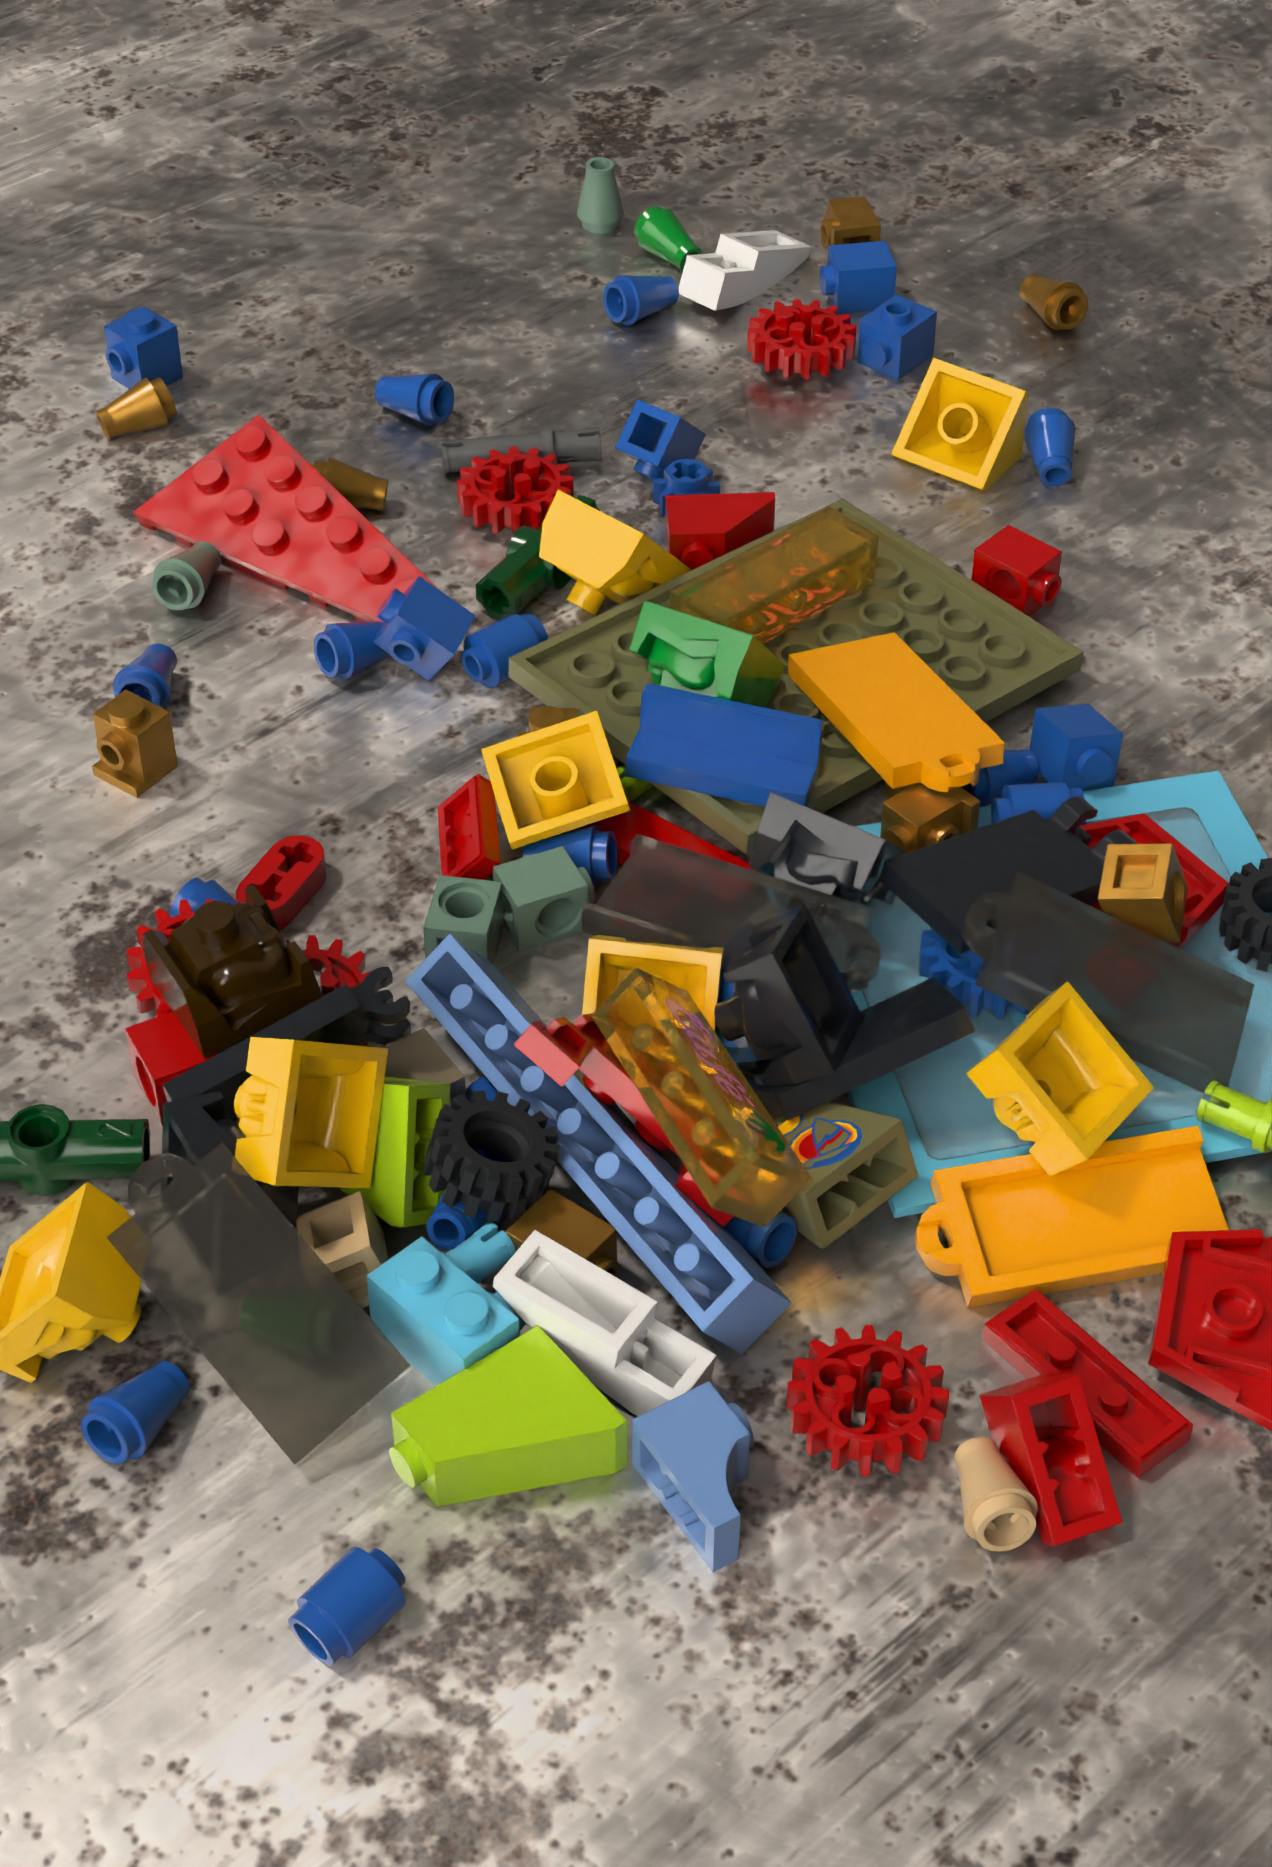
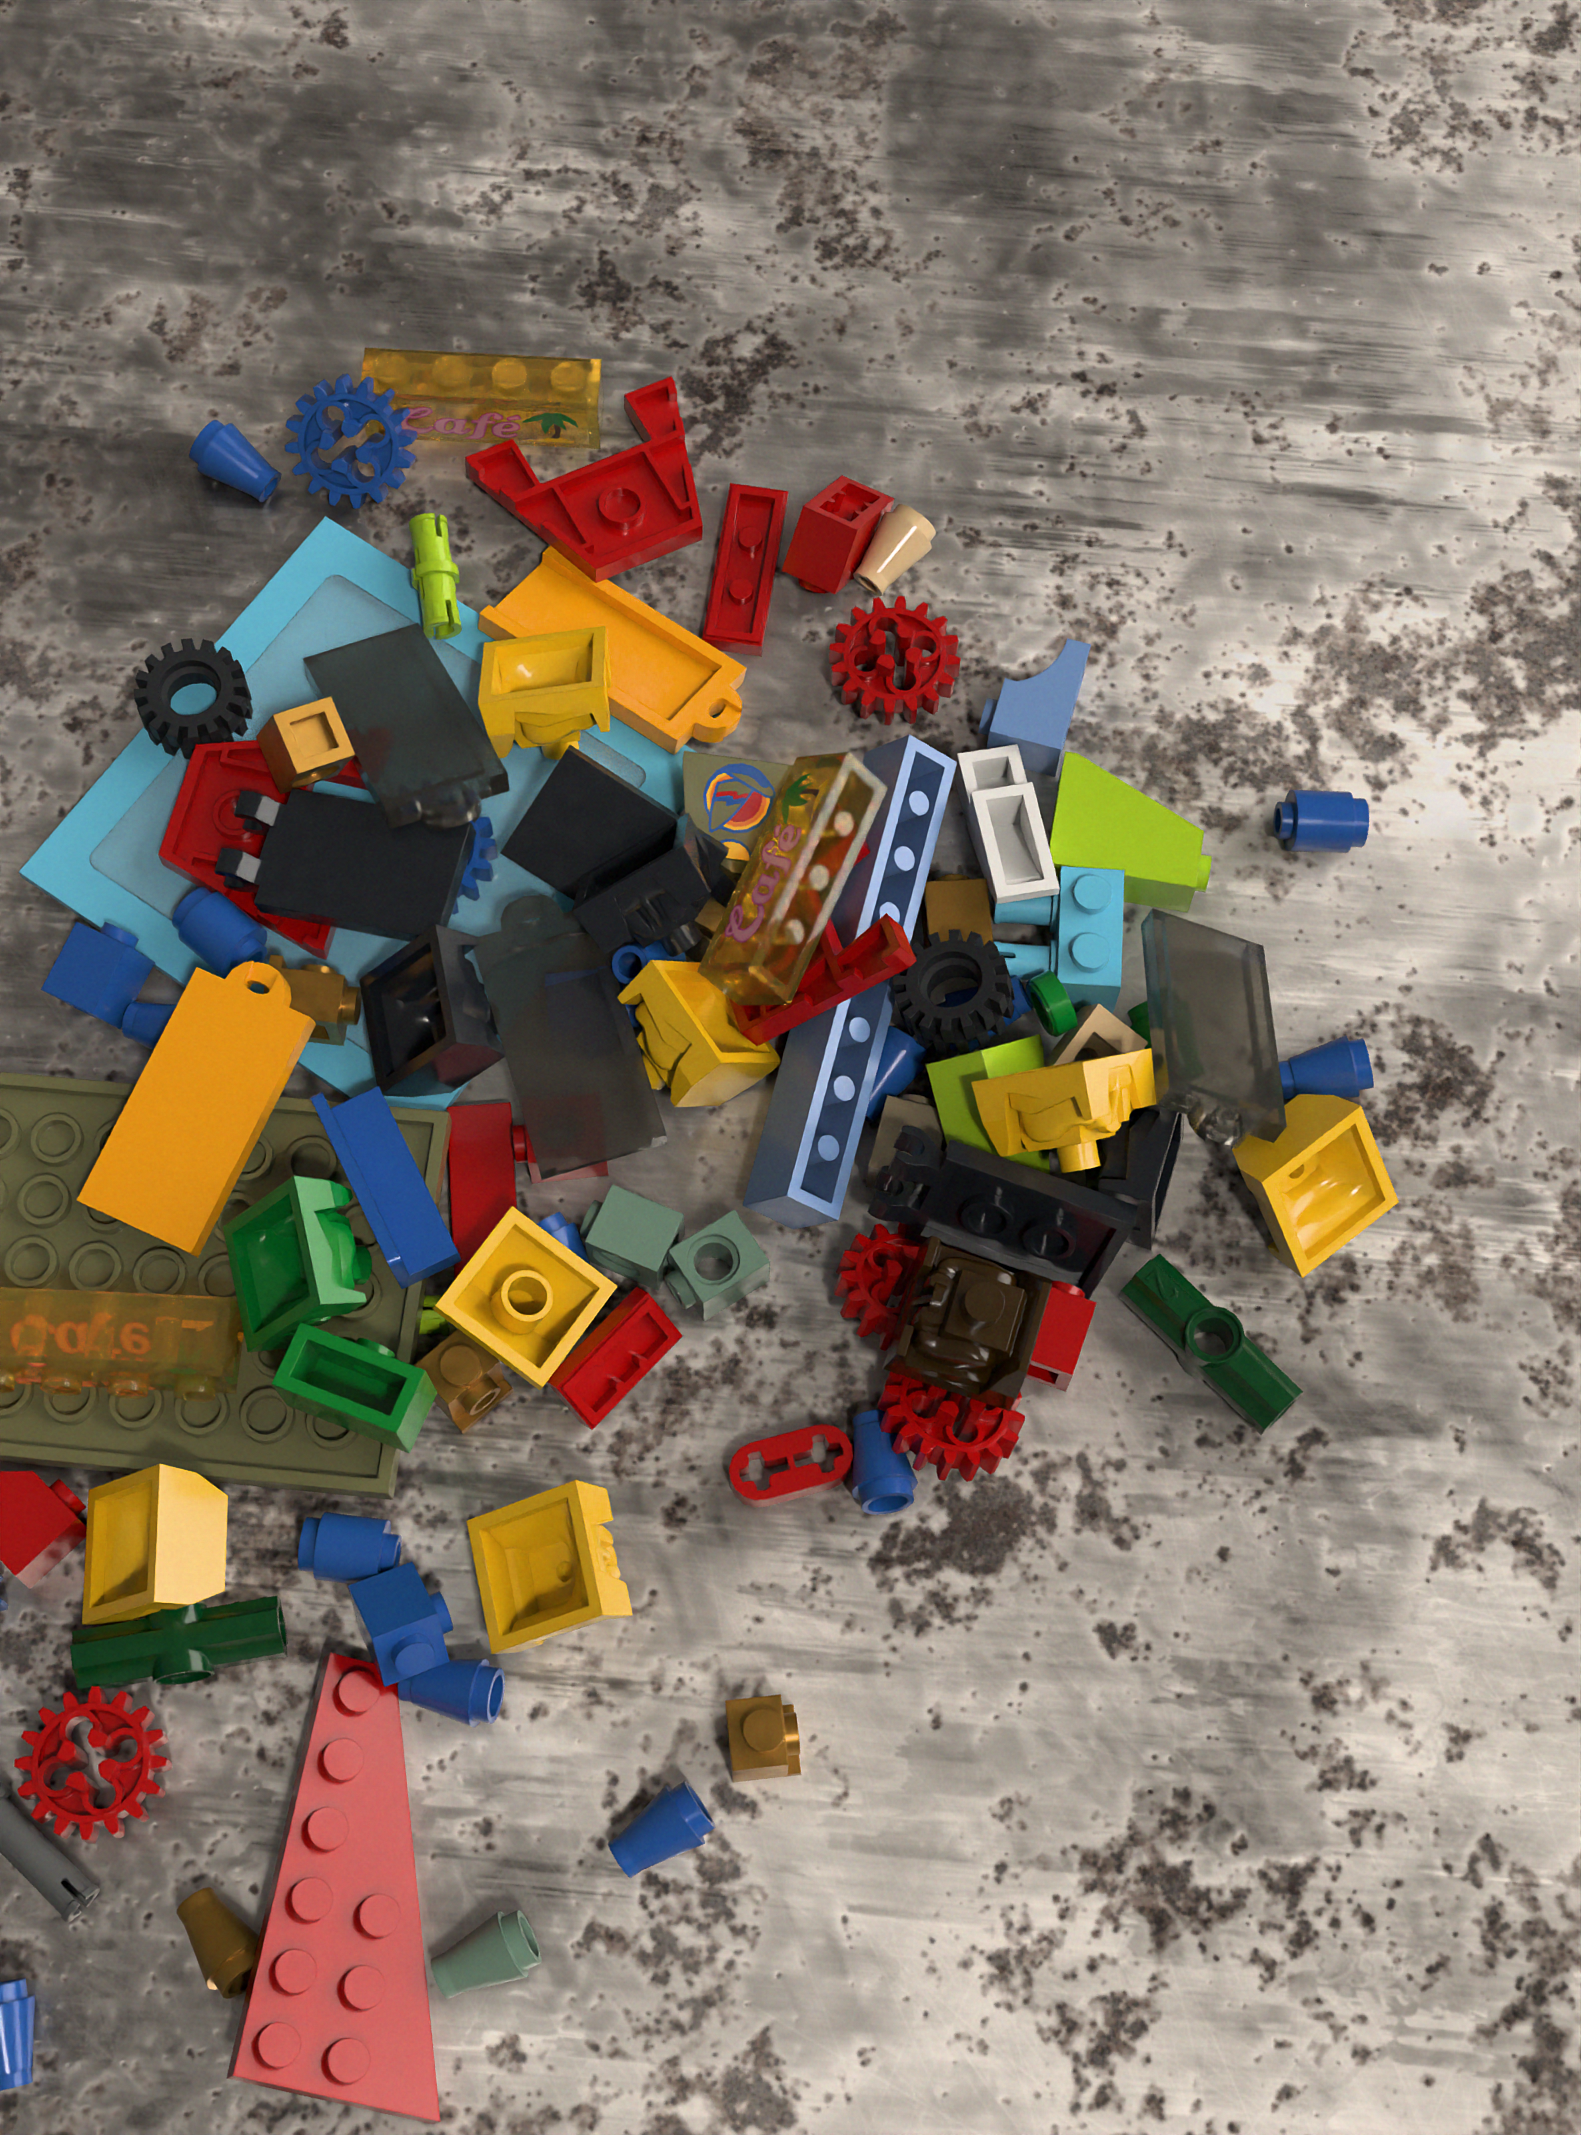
camera: 135 degrees left, 25 degrees up
(358, 698) = (547, 1566): none -> yellow brick
(406, 1219) = (1051, 1003): none -> green tile
(581, 644) = (355, 1386): none -> green brick

